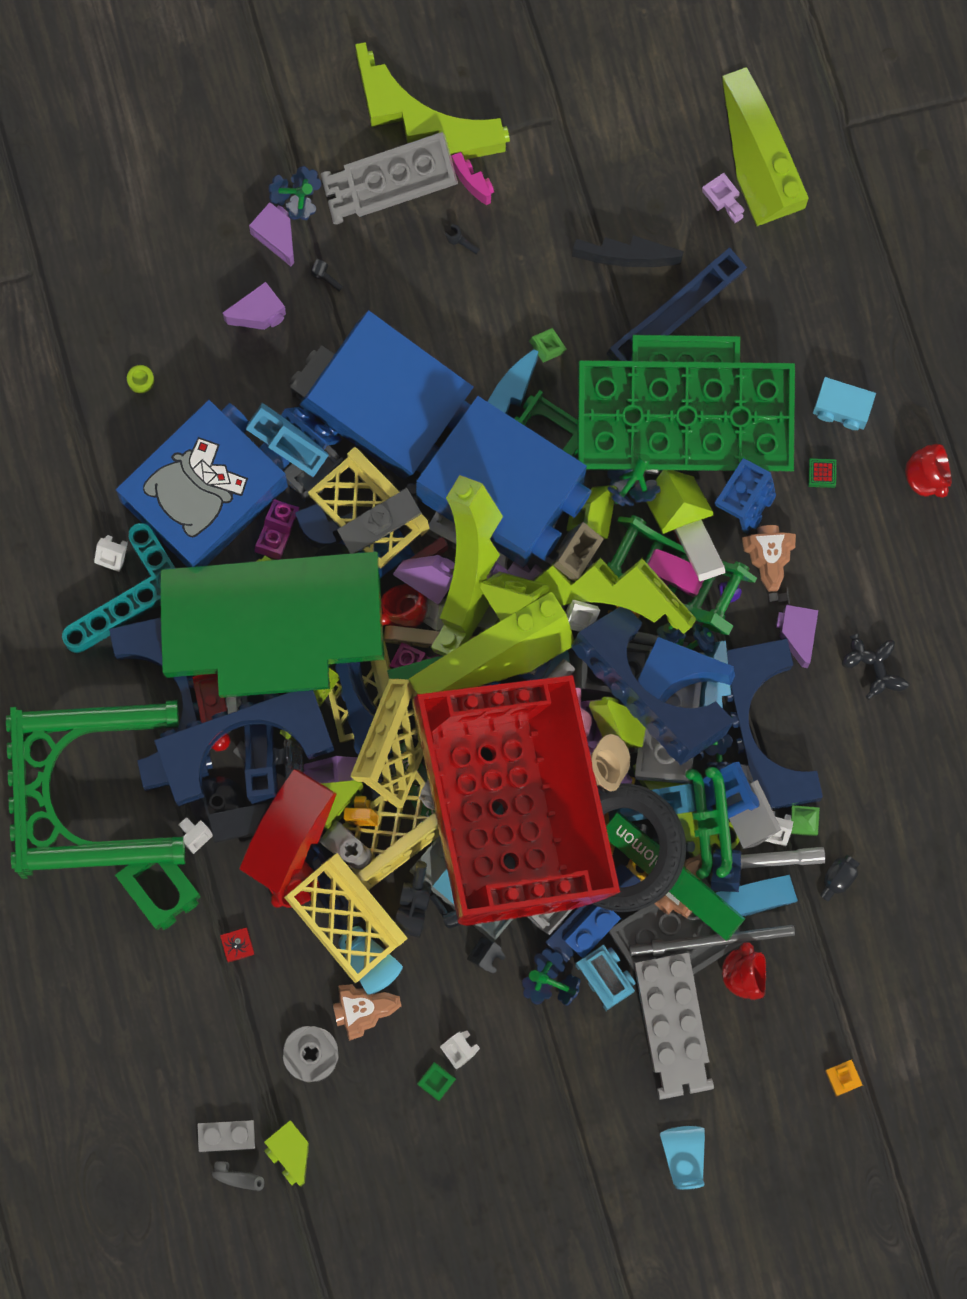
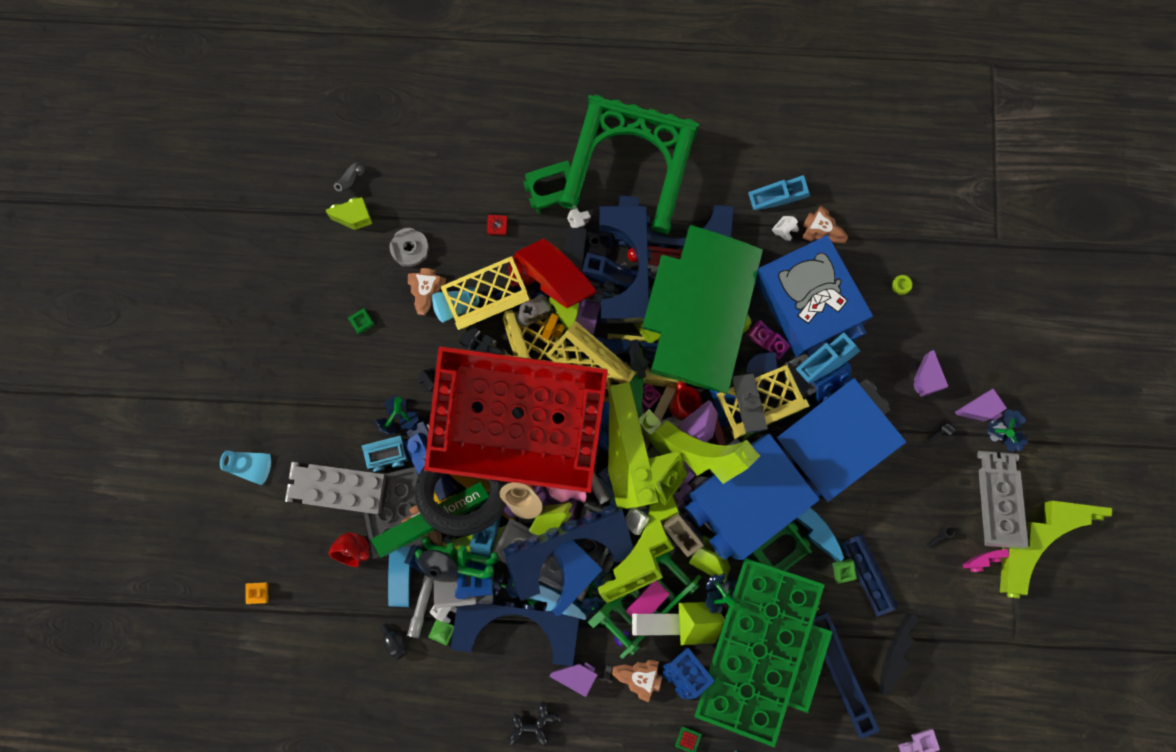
camera: 110 degrees right, 0 degrees up
(65, 576) = (779, 193): none -> dark azure slope
(95, 504) = (822, 224): none -> nougat rock
(130, 597) = (750, 230): teal beam -> none
(226, 1136) = (378, 180): light grey plate -> none
(374, 679) = (638, 360): none -> black piece
(458, 1049) = (374, 340): white tile -> none
(540, 313) = (870, 575): none -> dark blue slope
(658, 946) = (389, 496): dark grey bar -> none
(728, 842) = (437, 565): none -> black dish

